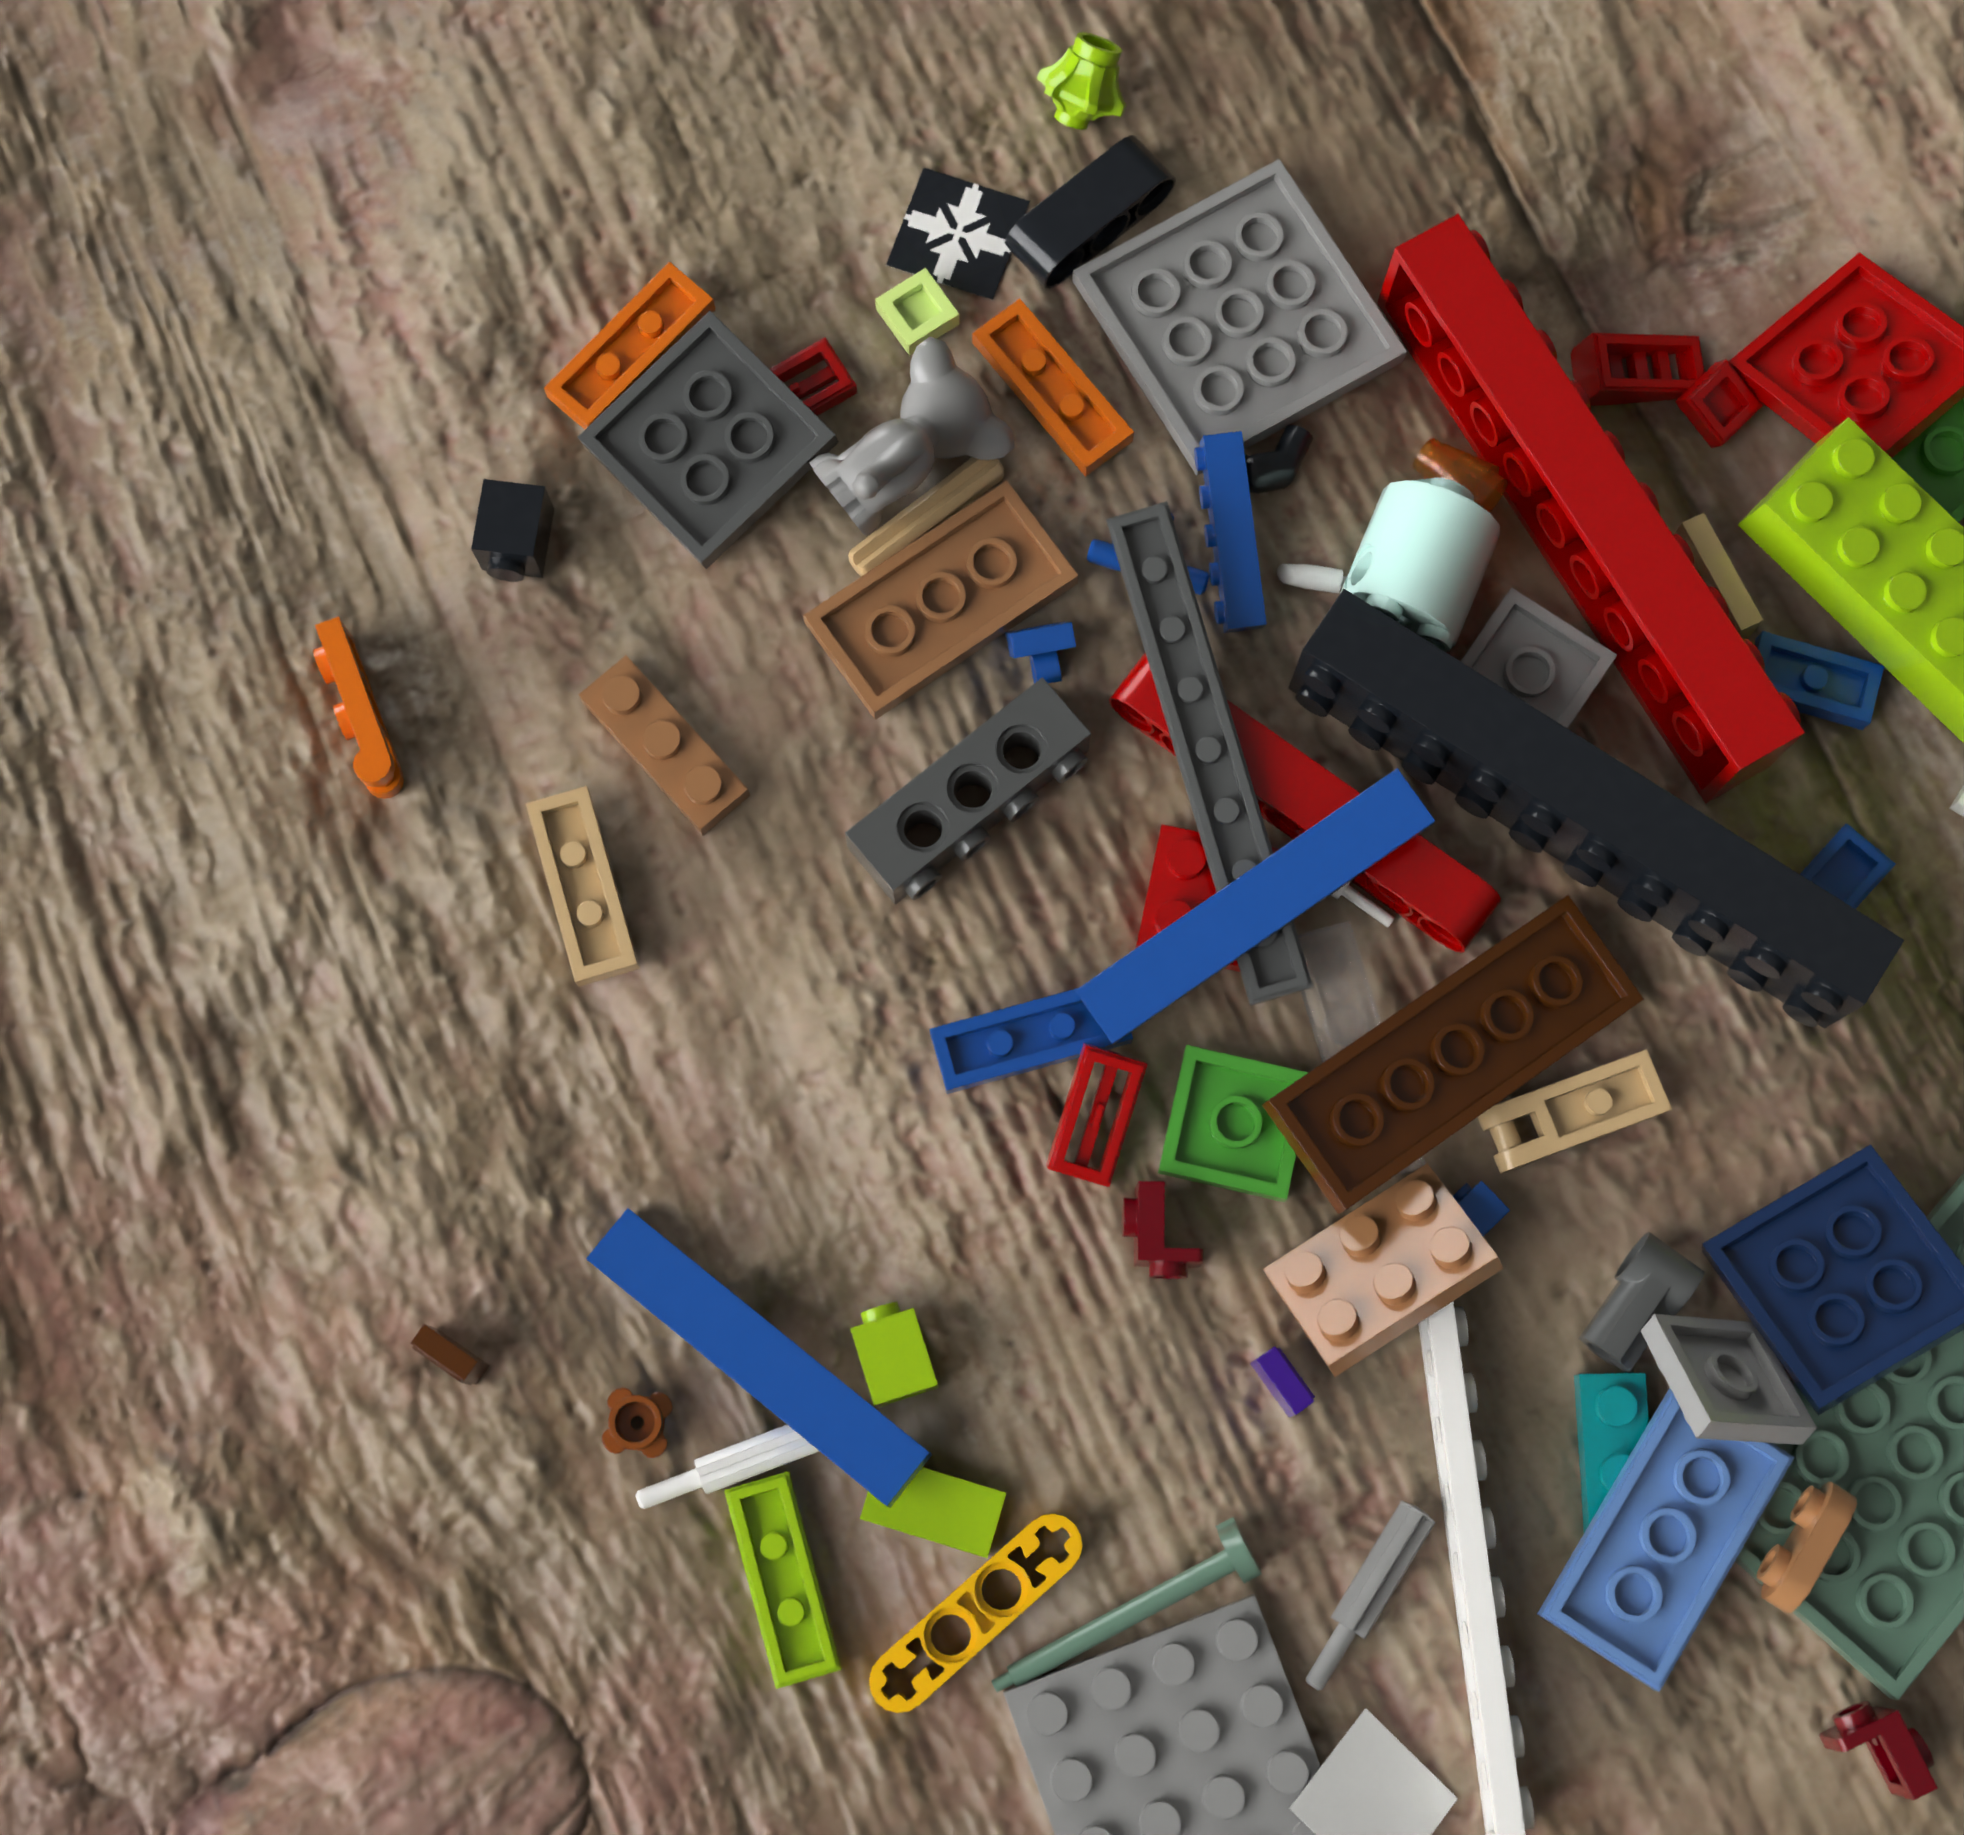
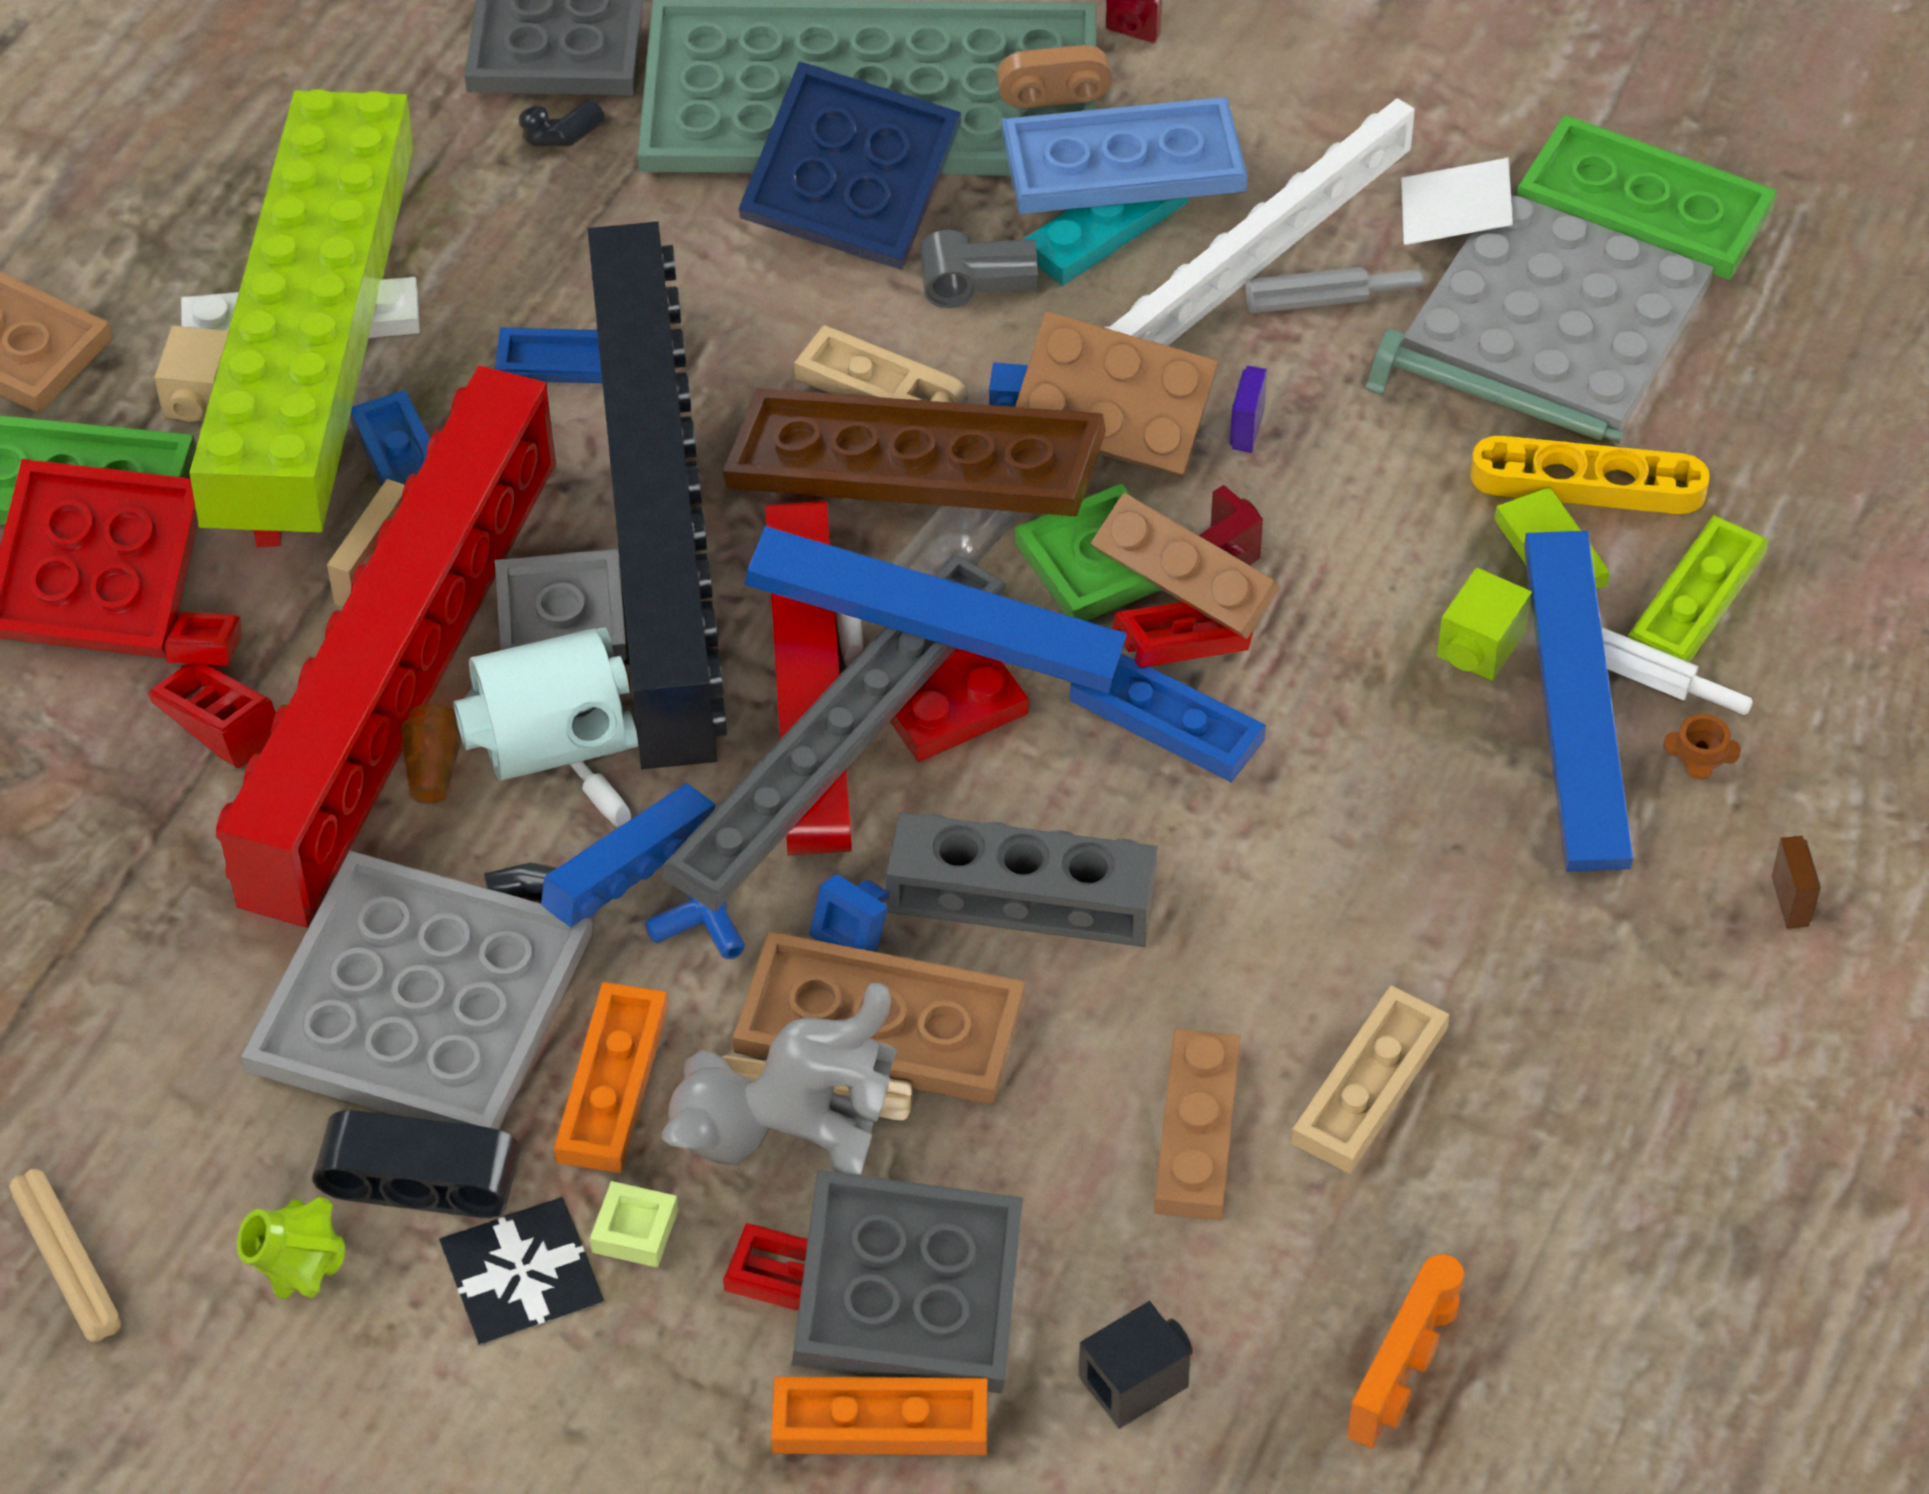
camera: 130 degrees left, 25 degrees down
(1143, 1152) = (1185, 565): none -> medium nougat plate
(1727, 1380) = (990, 172): light grey plate -> none

